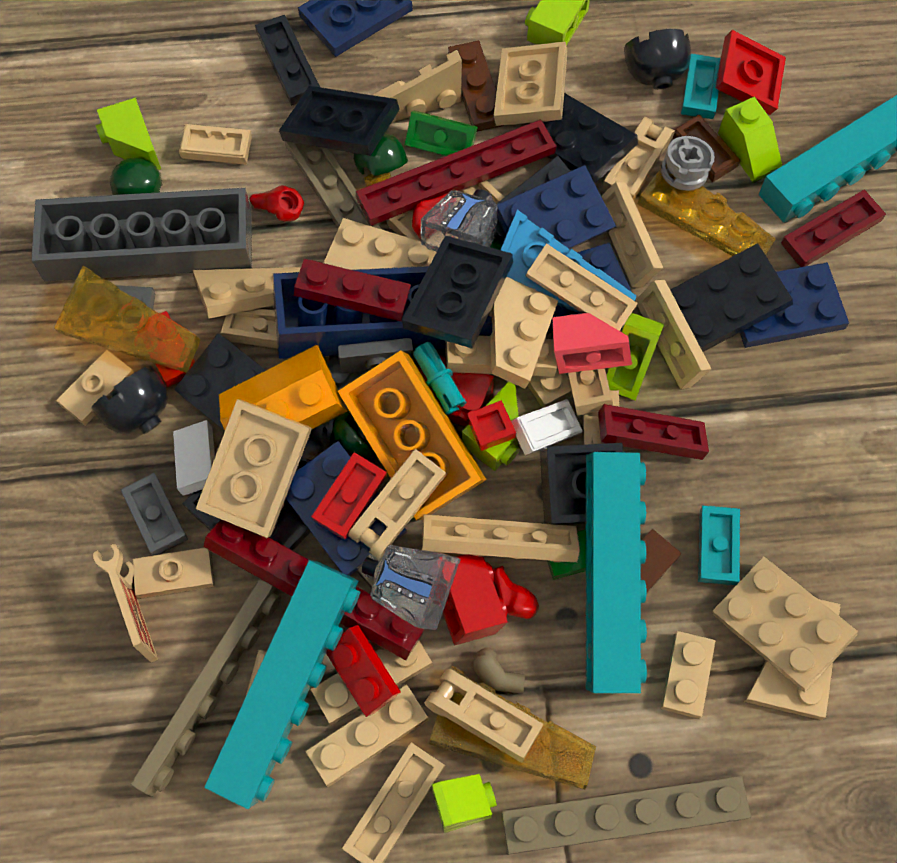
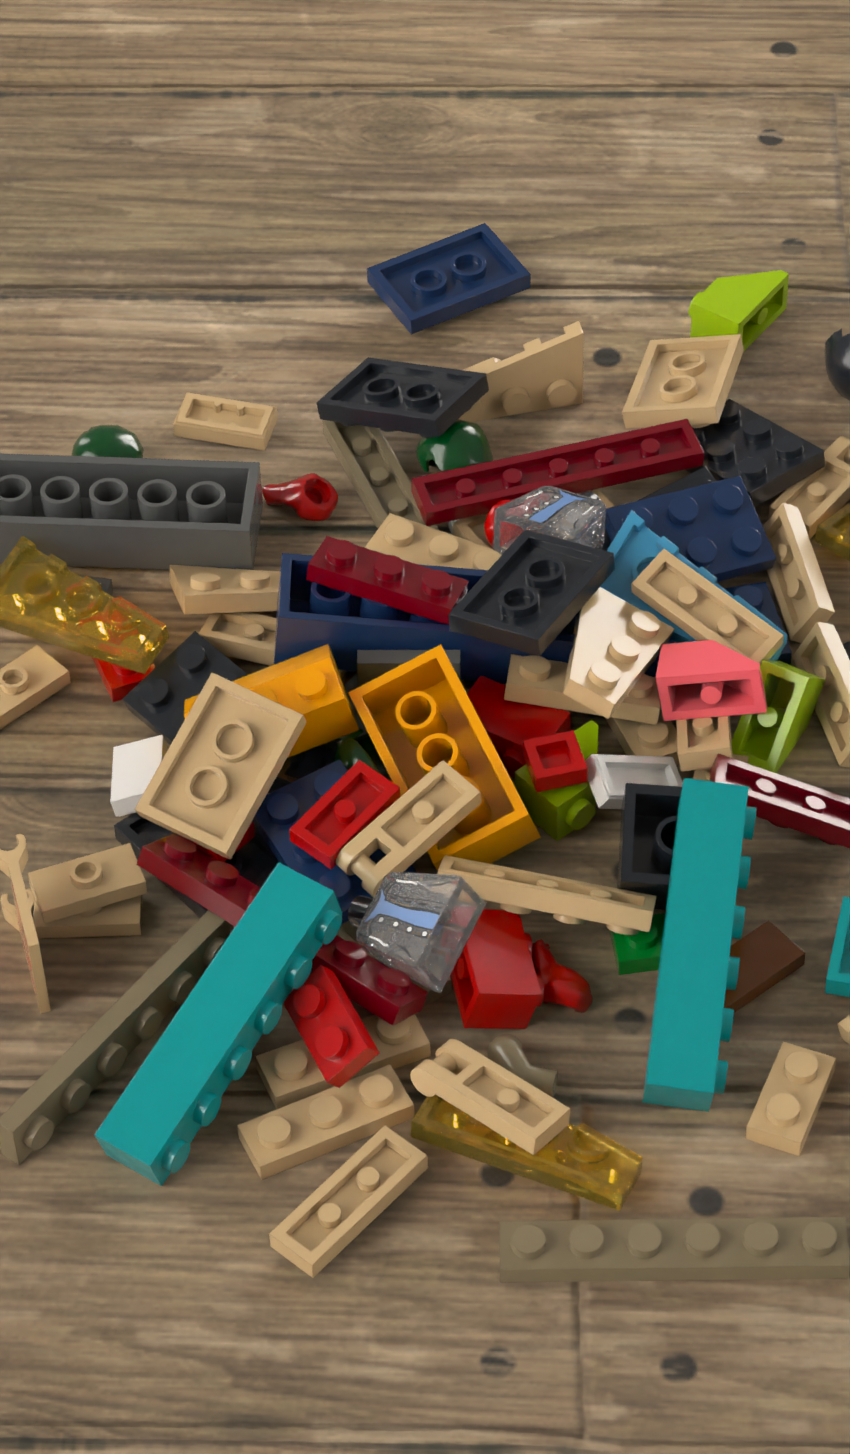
camera: 10 degrees right, 20 degrees down
(126, 131) = (103, 393): lime slope -> none
(133, 403) = (65, 703): black cylinder -> none
(154, 514) = (68, 826): dark grey plate -> none
(169, 560) = (87, 883): none -> tan plate
(286, 57) = (340, 324): black plate -> none
(438, 134) = (533, 429): green plate -> none
(439, 378) = (492, 701): teal axle -> none
(463, 801) = (443, 1194): lime slope -> none
(476, 85) = (605, 381): reddish brown plate -> none

